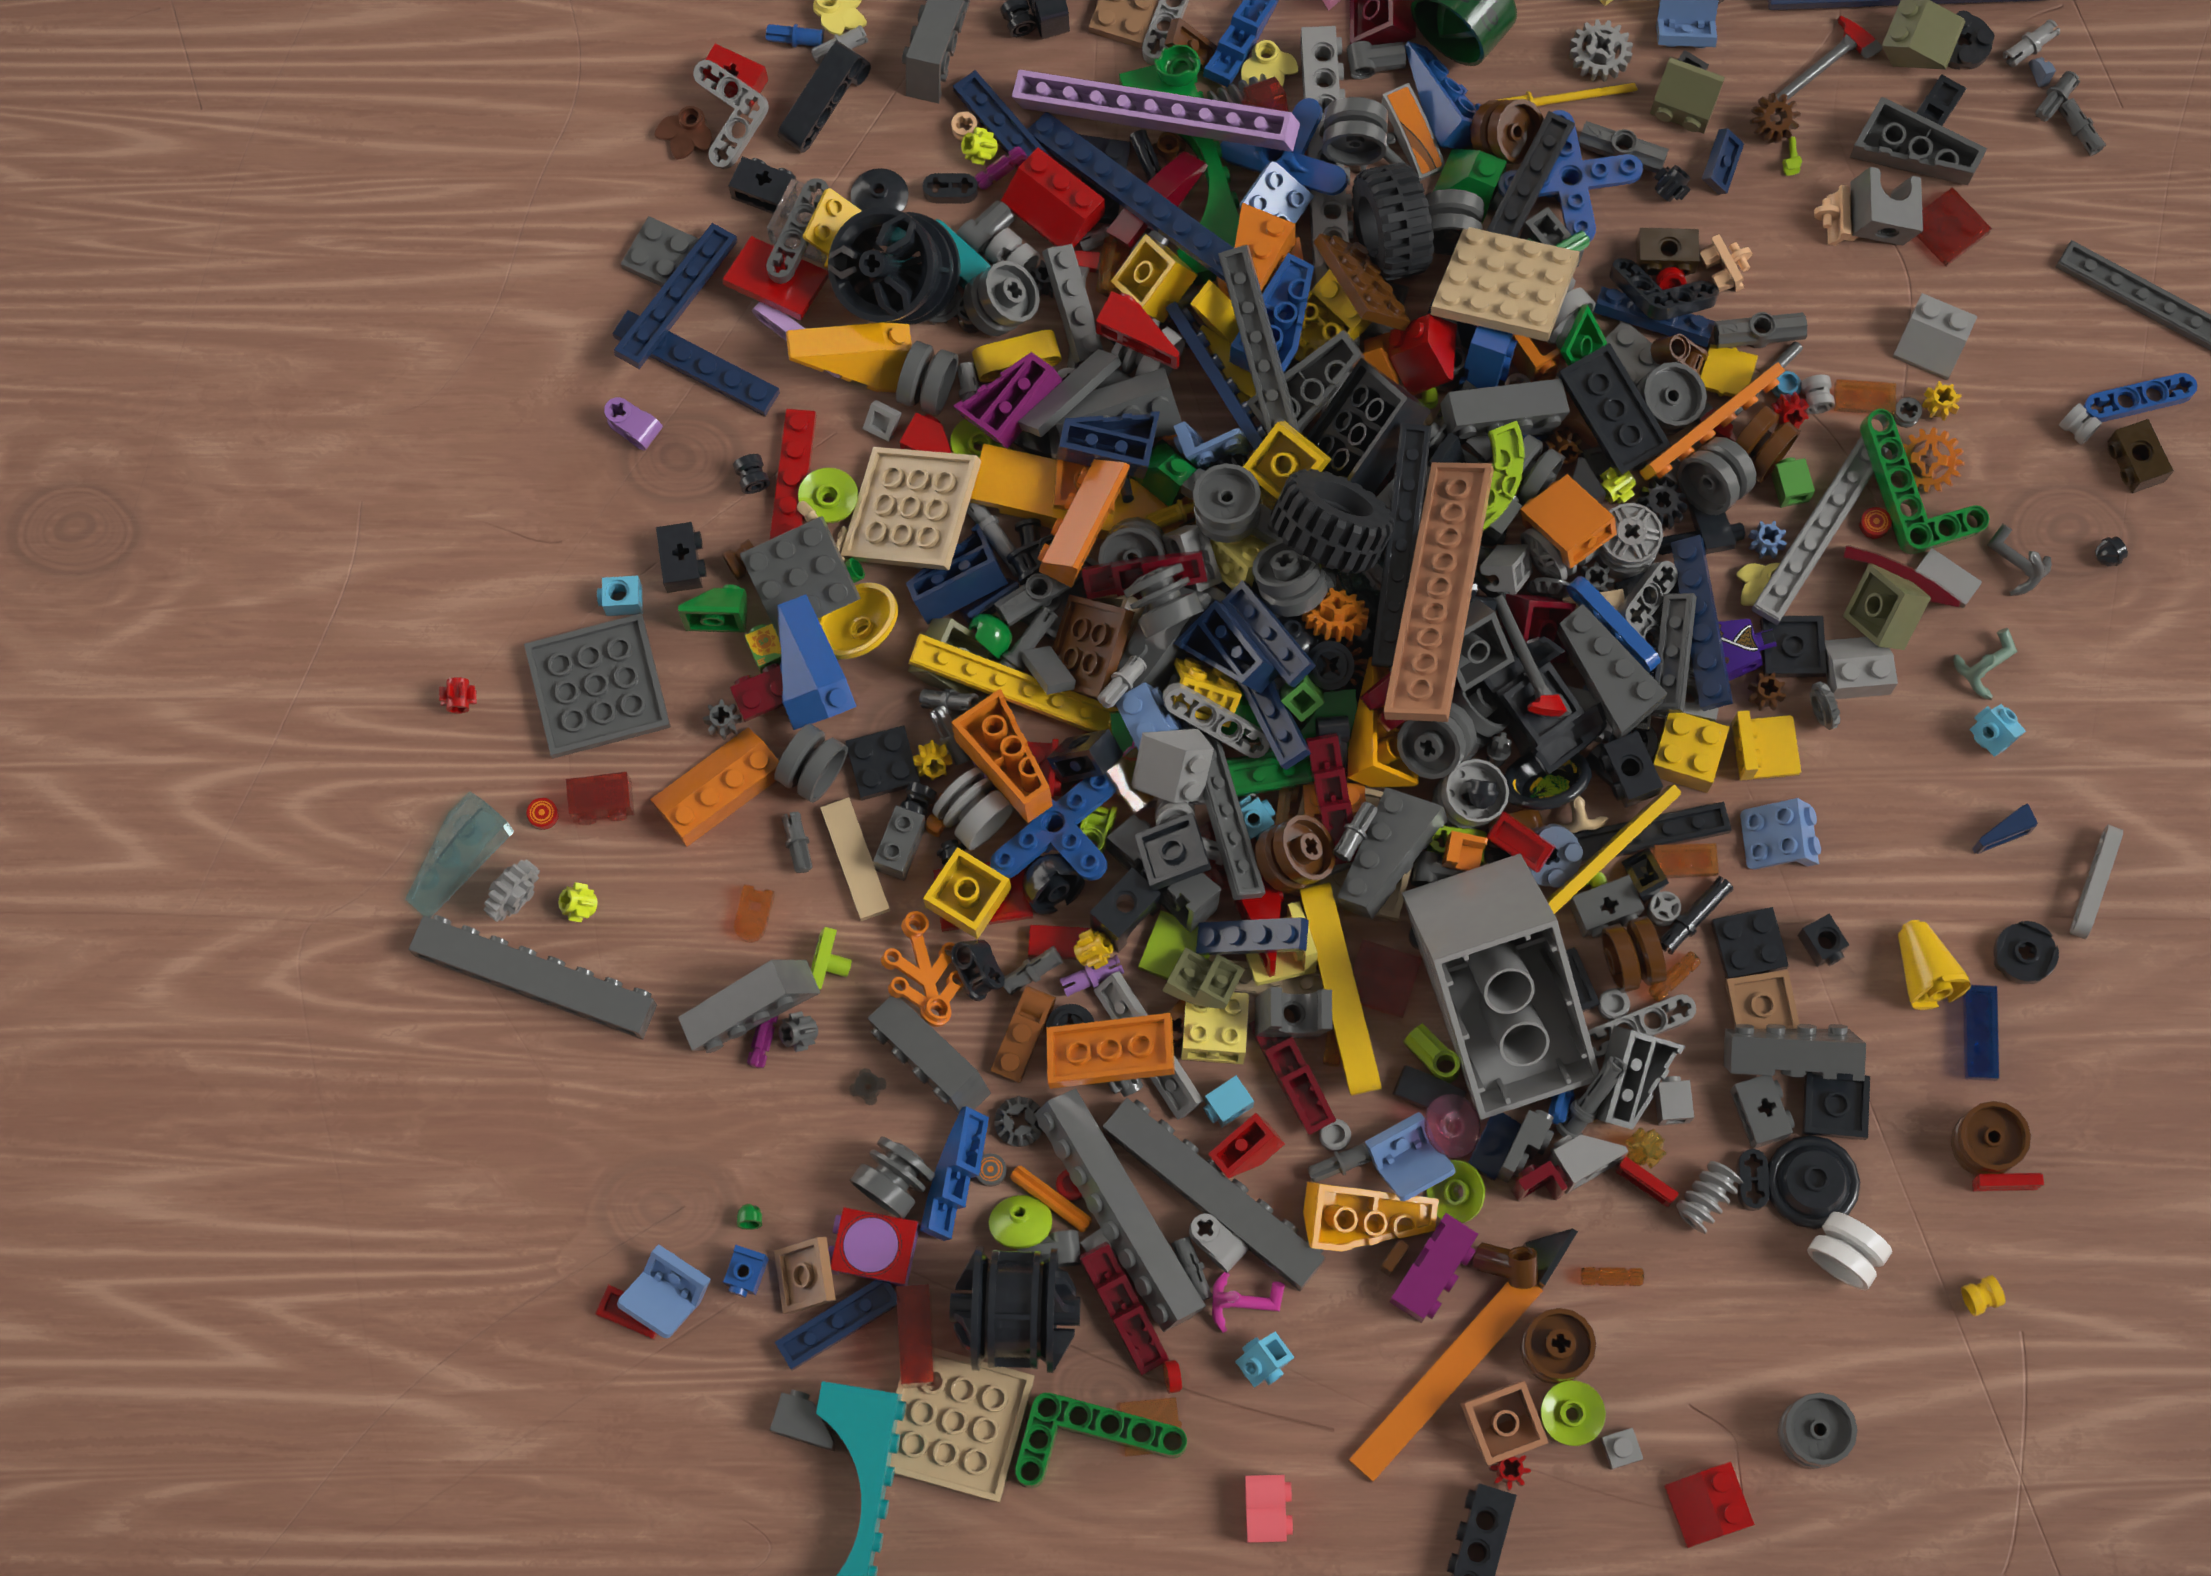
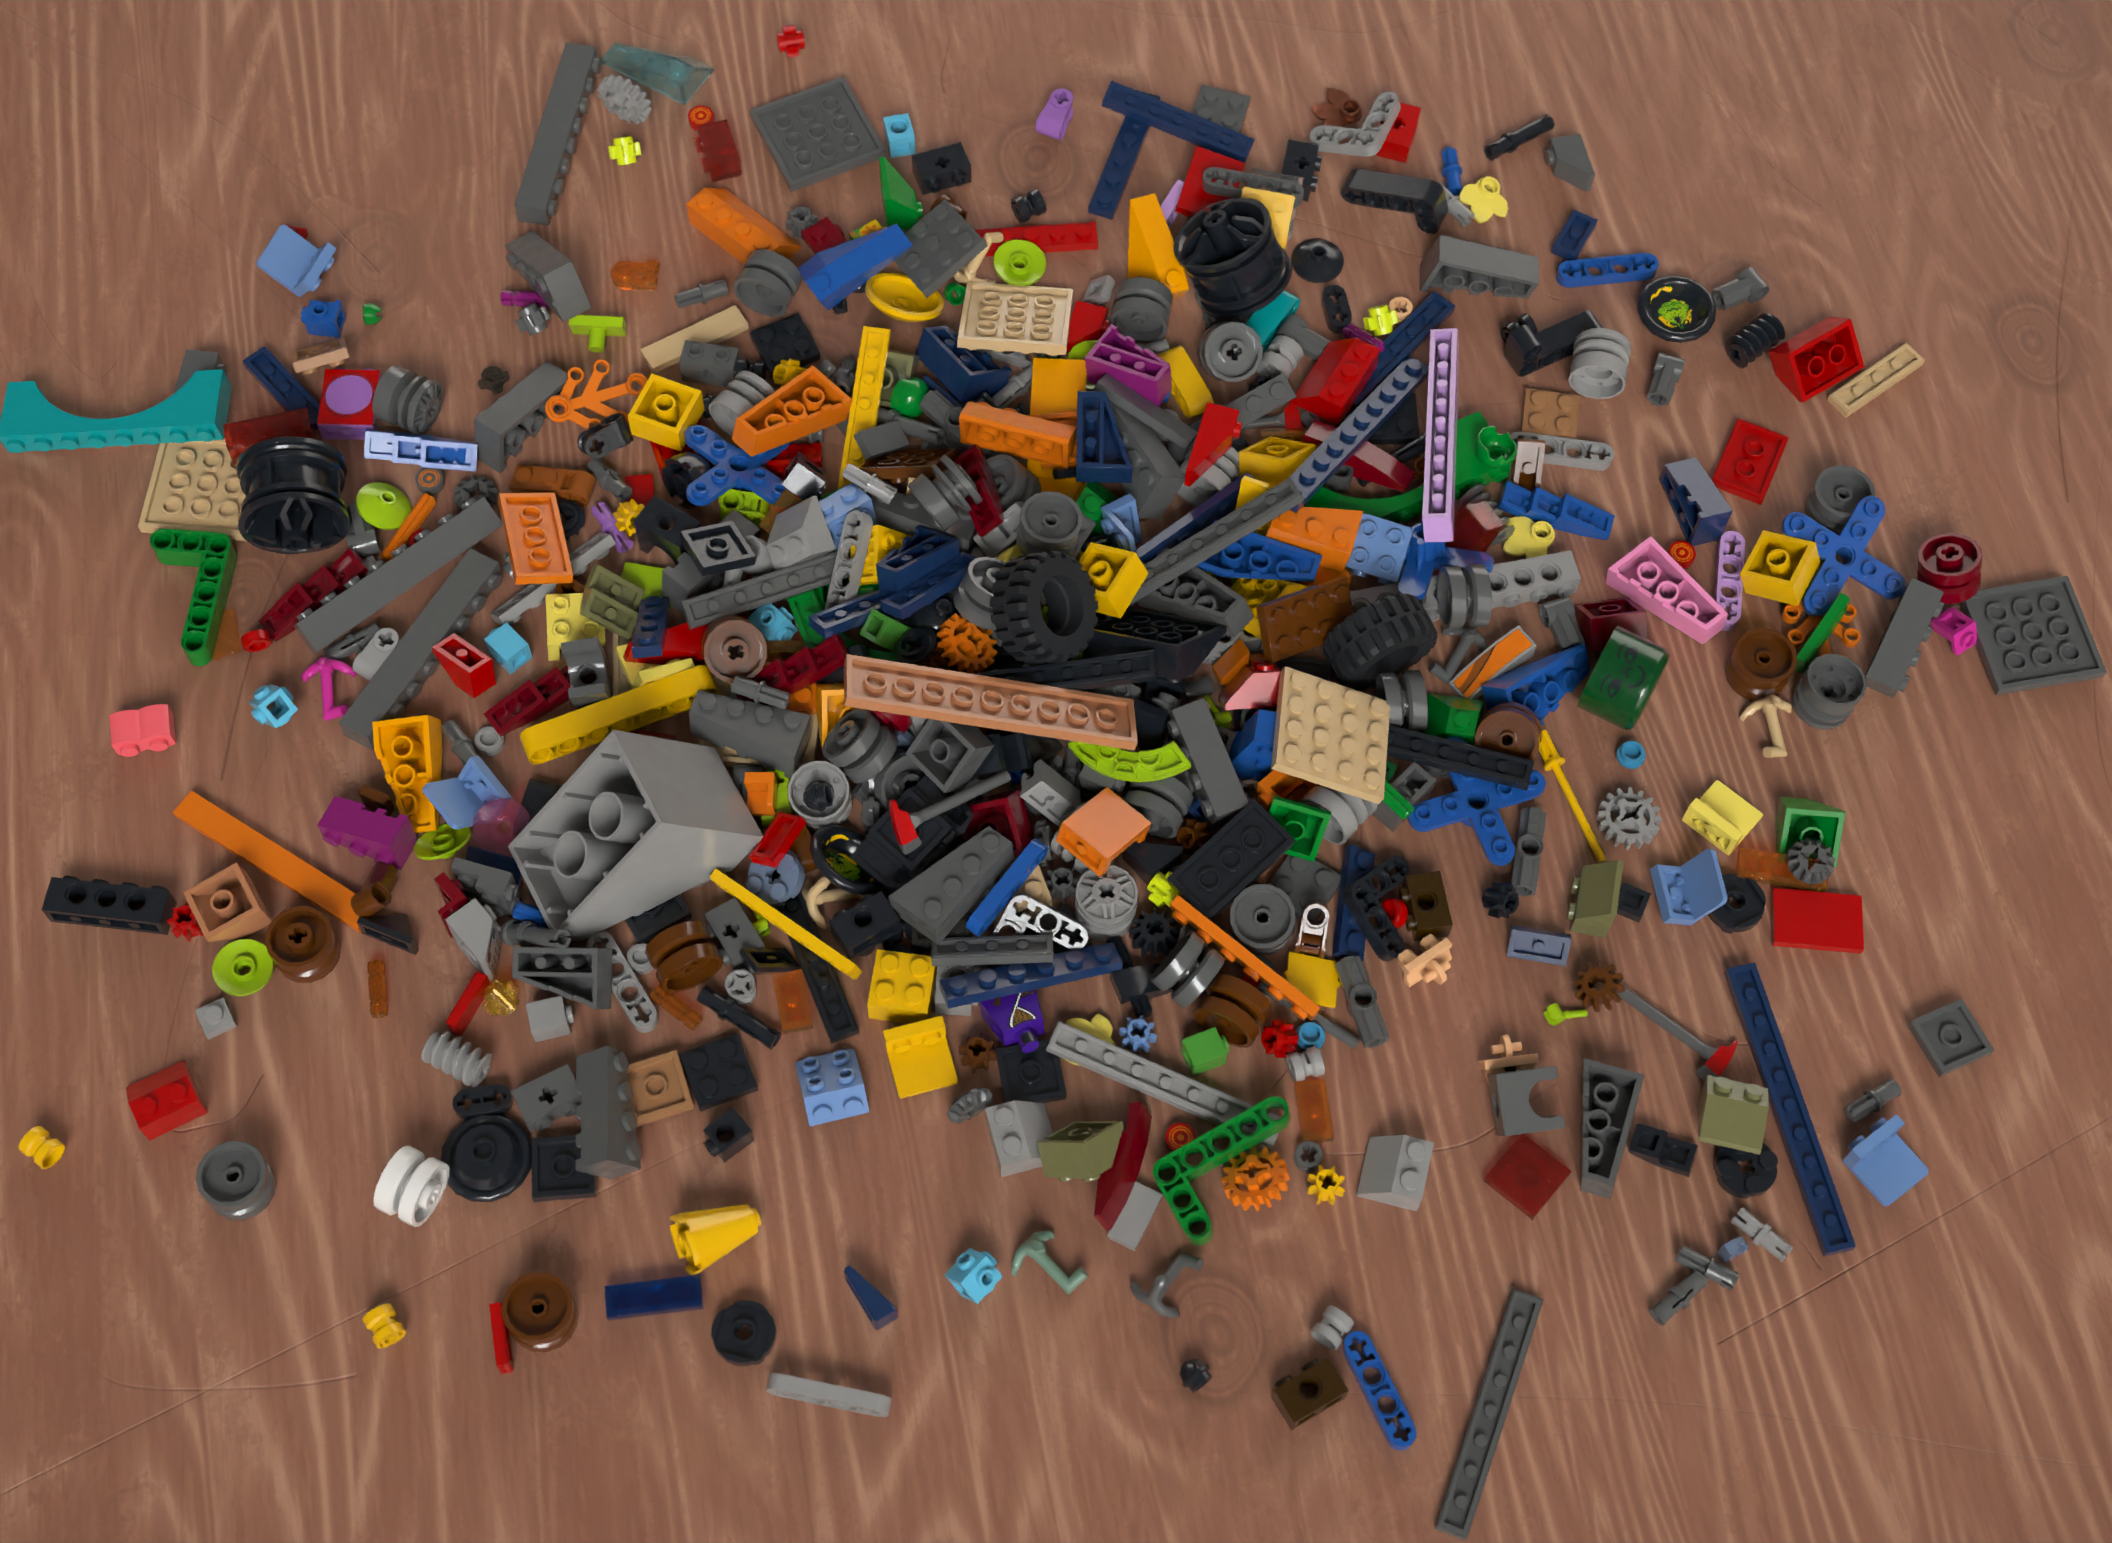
camera: 75 degrees right, 10 degrees down
(1529, 32) = (1630, 754): none -> dark azure plate

